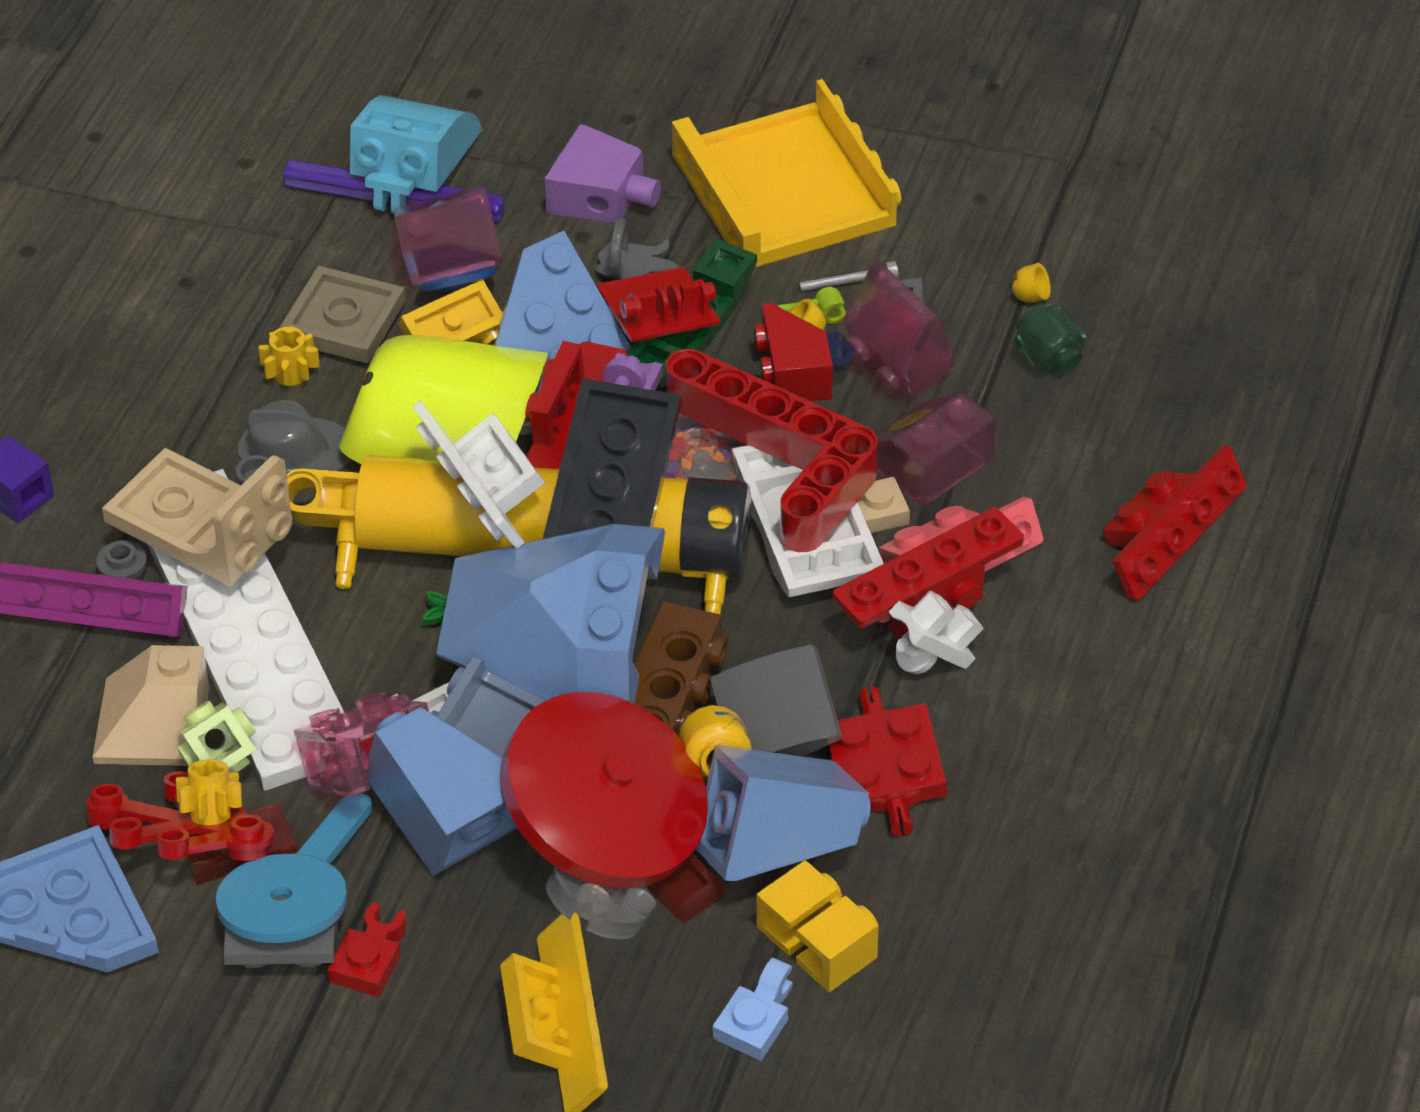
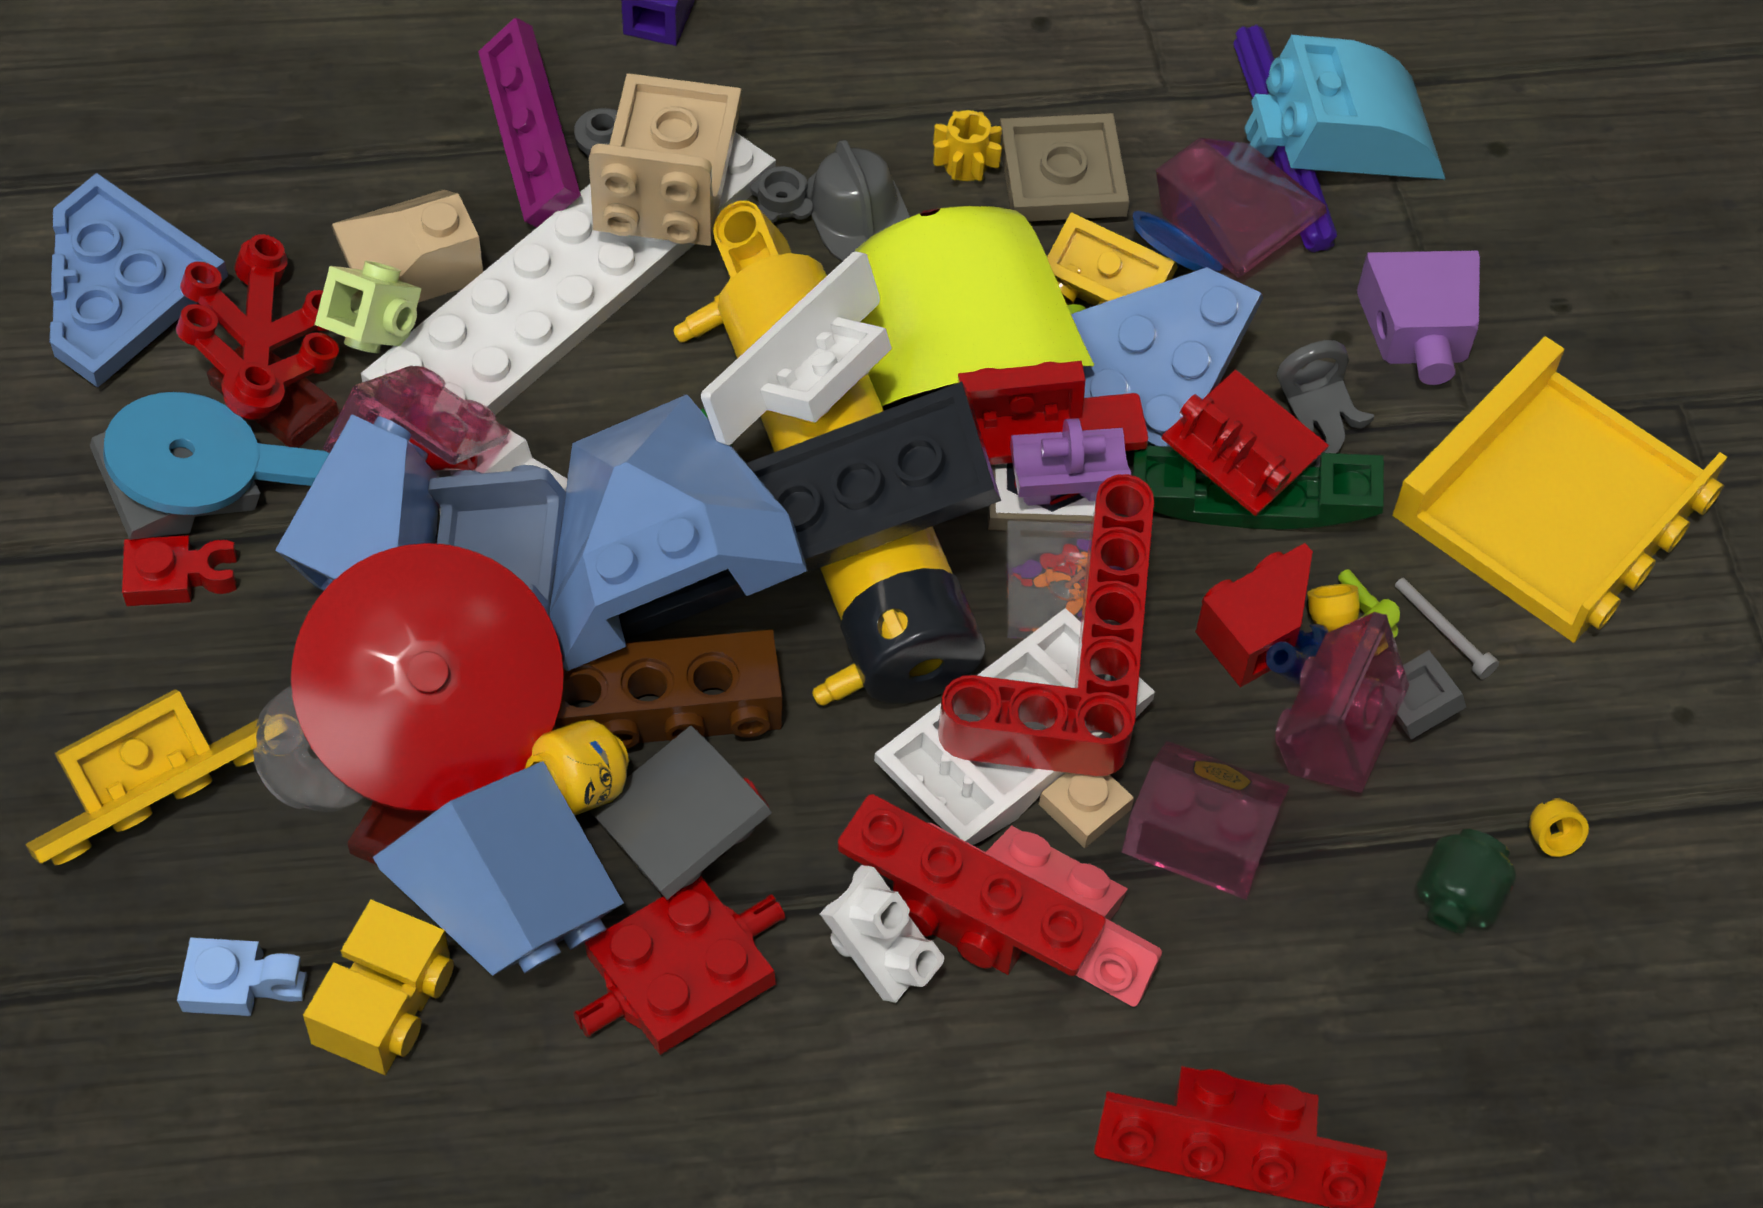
camera: 60 degrees right, 10 degrees up
(209, 792) = (280, 326): yellow gear -> none

